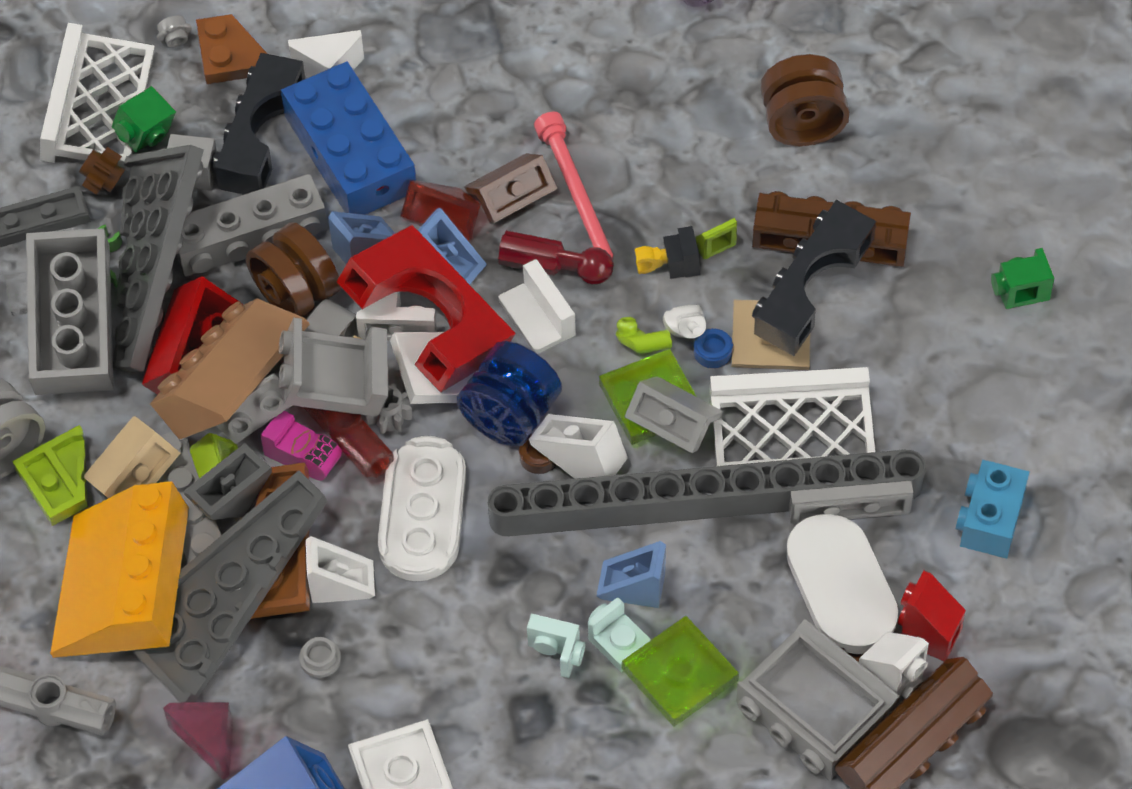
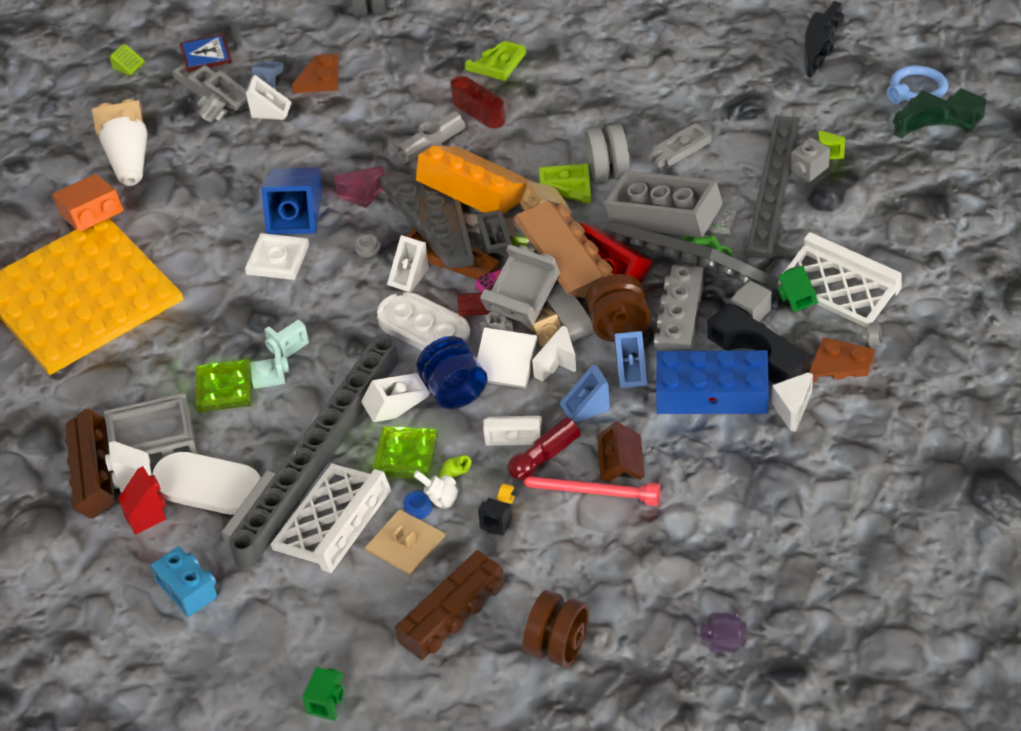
camera: 125 degrees right, 10 degrees down
(101, 170) = (771, 259): reddish brown gear -> none
(413, 265) = (575, 358): red arch -> none
(425, 198) = (631, 414): clear red slope -> none
(635, 576) = (292, 391): medium blue slope -> none
(671, 413) = (377, 447): light grey panel -> none
(717, 239) = (497, 541): lime slope -> none
(837, 241) = (418, 575): black arch -> none

